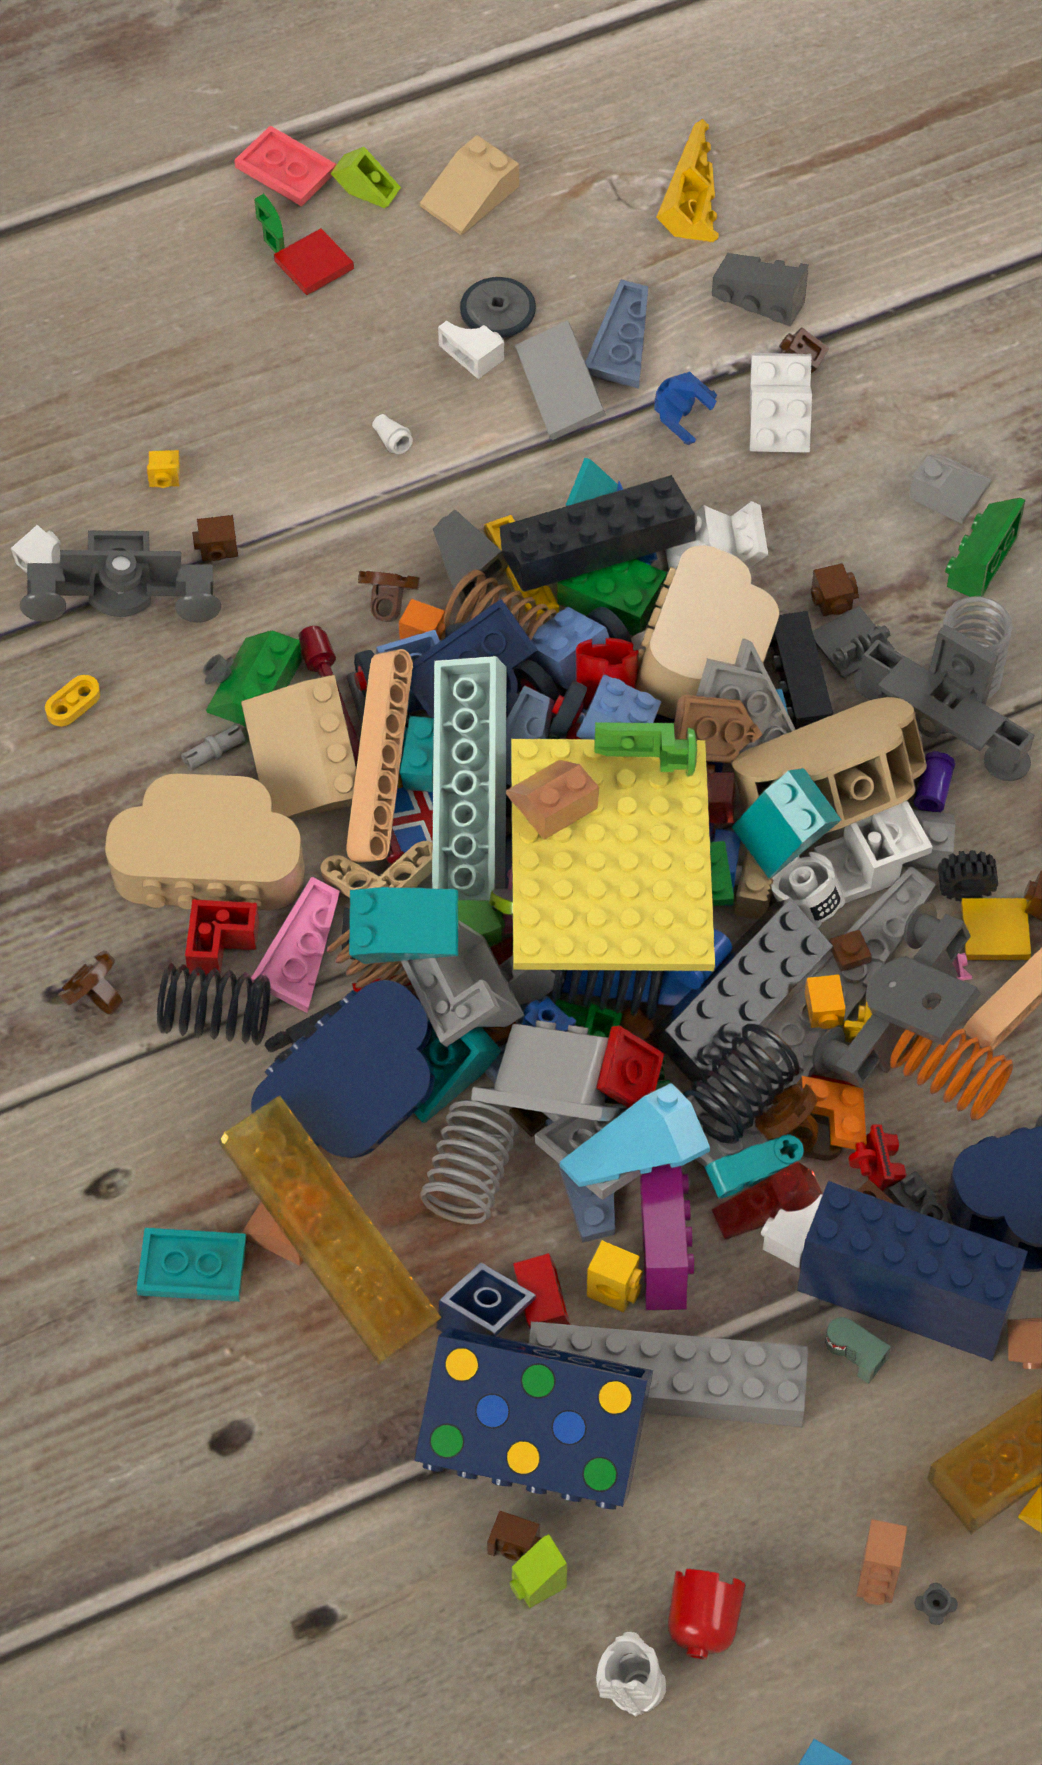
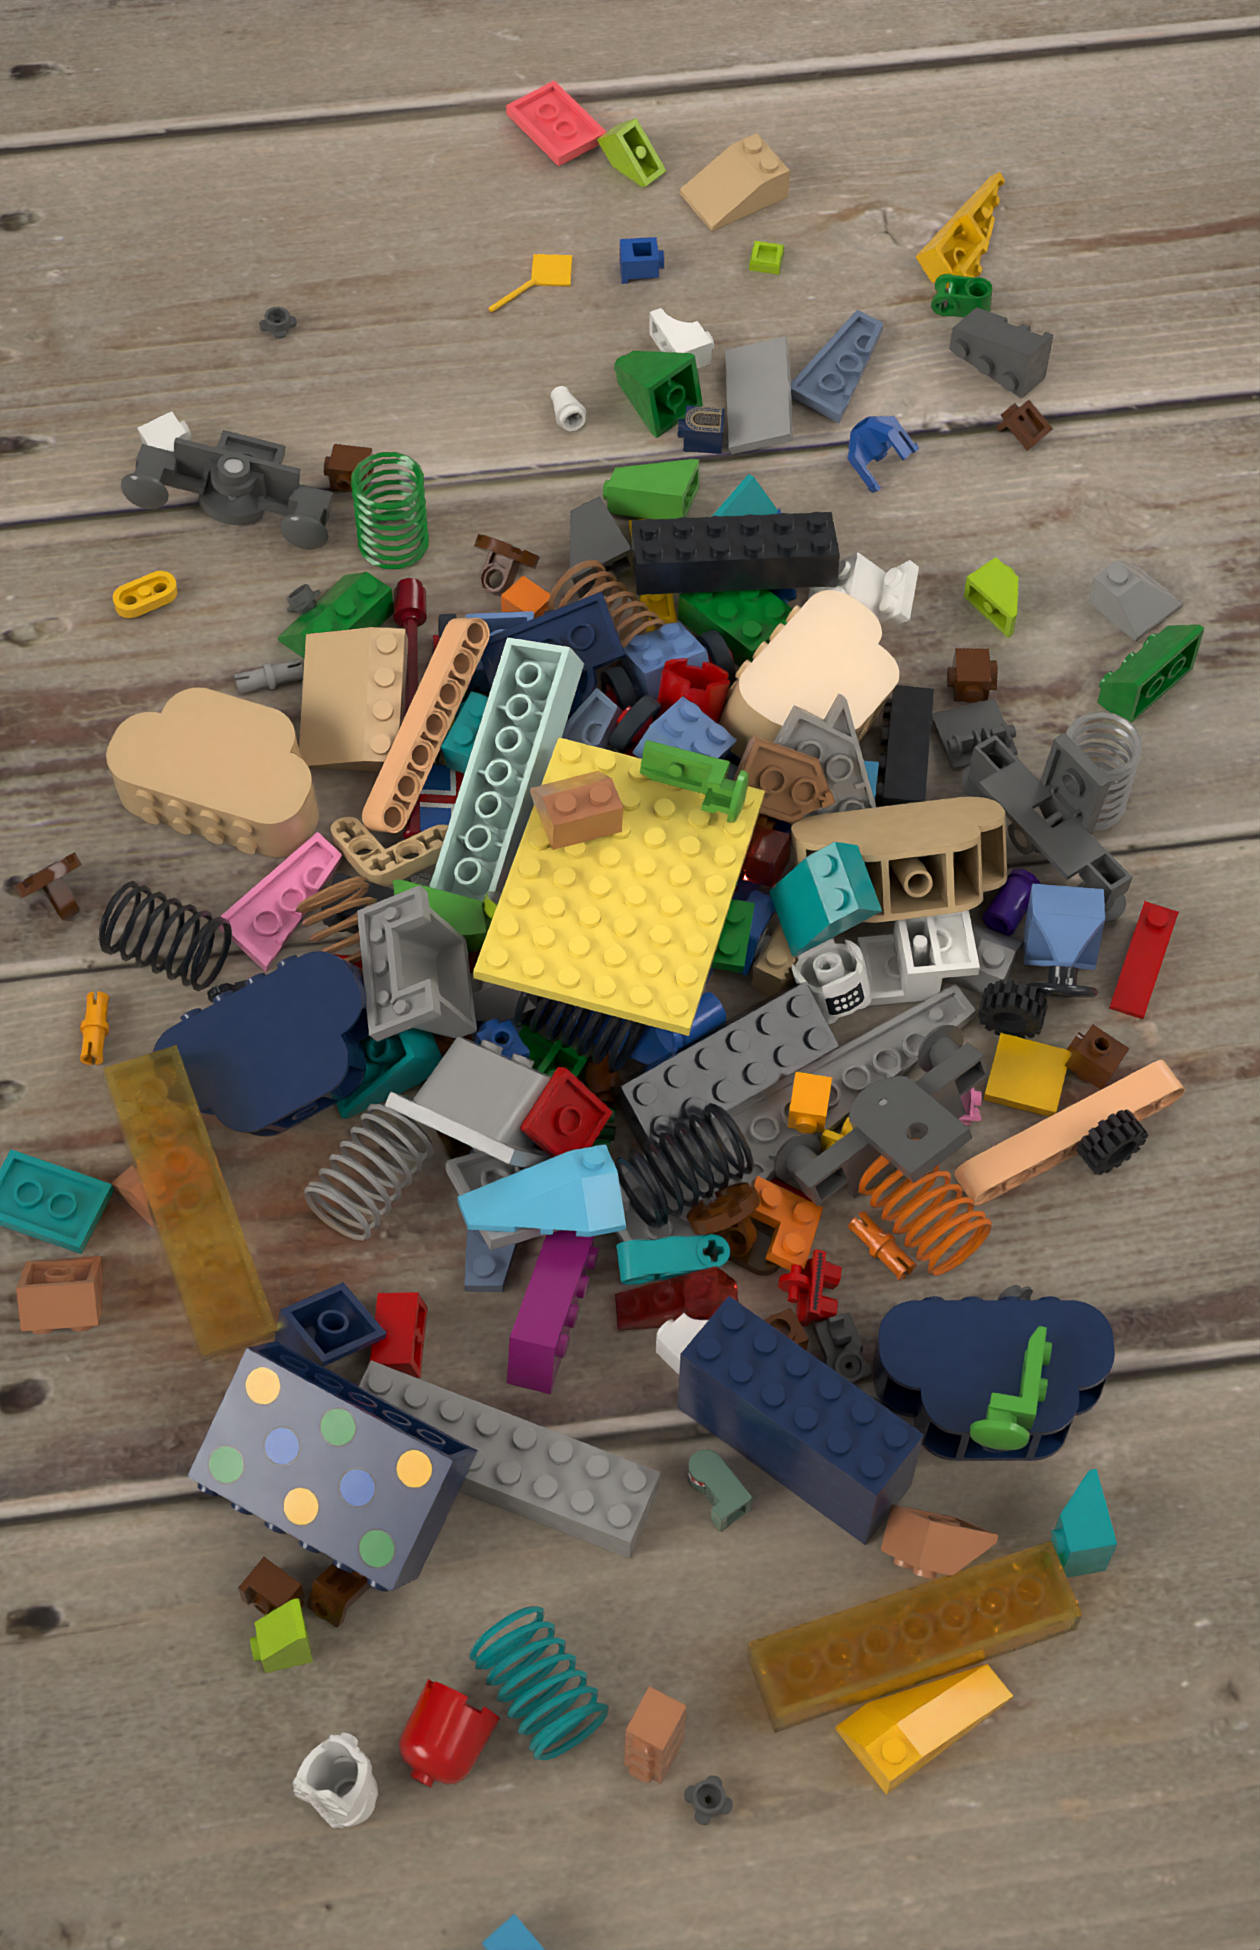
camera: 15 degrees right, 0 degrees up
(96, 410) = (277, 322): none -> dark grey plate
(163, 468) = (324, 388): yellow bracket -> none
(176, 1102) = (94, 1028): none -> light orange pin
(216, 927) = (200, 858): red brick -> none
(237, 1340) = (60, 1294): none -> nougat slope
(251, 576) = (361, 514): none -> green piece
(270, 222) = (519, 176): green slope -> none
(313, 261) = (551, 222): red tile -> none
(325, 308) = (546, 271): none -> yellow piece
(403, 924) = (369, 899): teal slope -> none
(408, 278) = (640, 258): none -> blue brick
(468, 393) = (659, 386): none -> green slope
(497, 491) = (653, 489): none -> bright green slope
(498, 304) = (723, 308): dark grey wheel -> none
(520, 248) = (766, 257): none -> lime tile
(521, 424) = (702, 429): none -> dark blue brick
(569, 1523) = (335, 1592): none -> reddish brown bracket
(614, 1277) = (477, 1336): yellow brick -> none
(710, 245) = (962, 296): none -> green piece
(780, 402) = (979, 470): white bracket -> none
(791, 1590) = (506, 1651): none -> teal piece
(830, 512) = (994, 594): none -> lime slope
(850, 950) = (857, 1056): reddish brown plate -> none
(923, 1107) = (882, 1245): none -> orange pin
(990, 797) = (1065, 935): none -> medium blue piece

